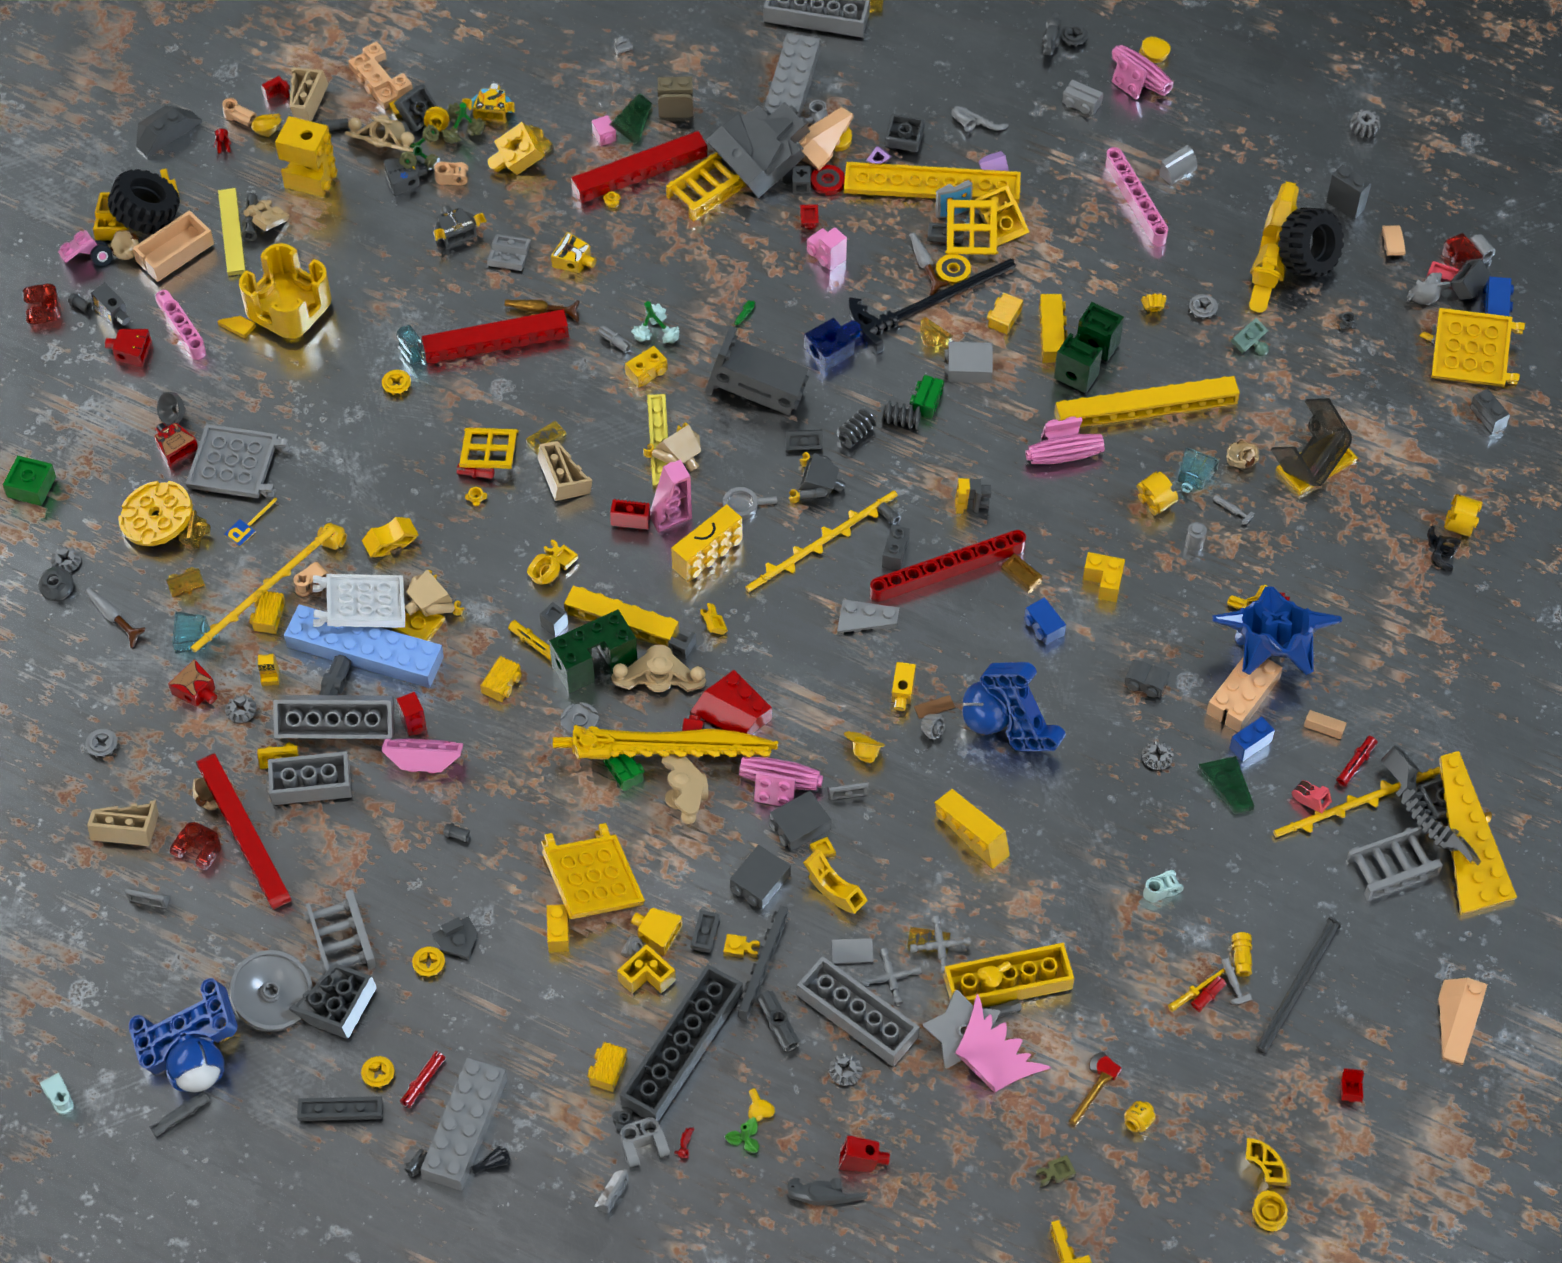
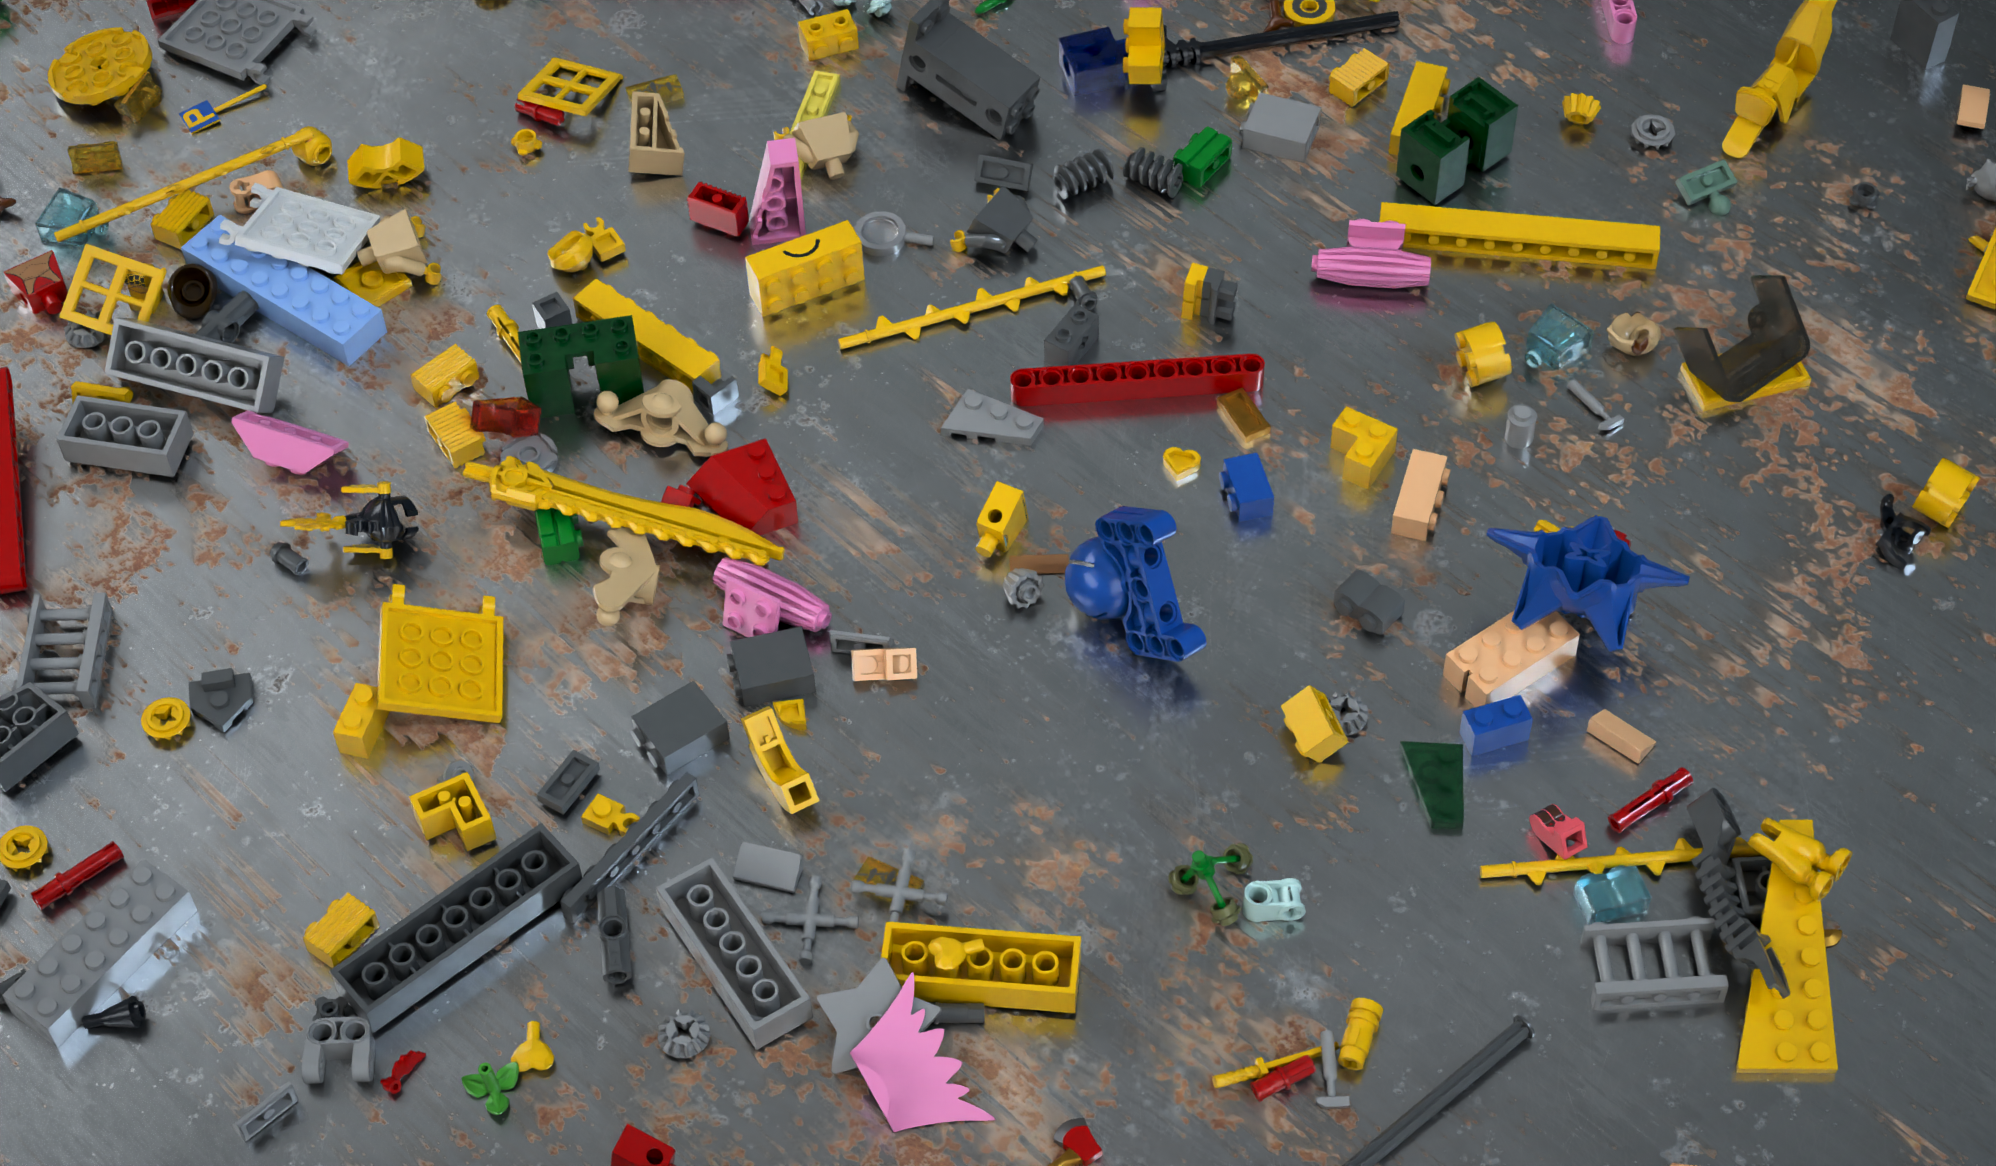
camera: 20 degrees right, 5 degrees down
(254, 702) = (112, 294): none -> yellow window
(302, 663) = (192, 290): none -> dark brown hat
(411, 714) = (299, 387): red piece -> none
(508, 792) = (376, 519): none -> helmet
(526, 718) = (453, 434): none -> yellow brick
(560, 698) = (507, 416): none -> clear red arch
(658, 929) = (503, 760): yellow torso -> none
(863, 746) = (909, 589): yellow piece -> none
(866, 328) = (1144, 45): none -> yellow brick
(868, 800) = (884, 664): none -> light nougat slope
(973, 827) = (1020, 742): yellow wedge -> none
(995, 615) = (1181, 462): none -> yellow tile
(1106, 887) = (1186, 877): none -> olive plant
(1145, 768) = (1313, 724): none -> yellow brick
(1152, 599) = (1420, 495): none -> light nougat brick
(1296, 238) = (1866, 80): black tyre -> none
(1355, 827) = (1612, 895): none -> clear light blue brick
(1459, 776) = (1798, 854): none -> yellow piece

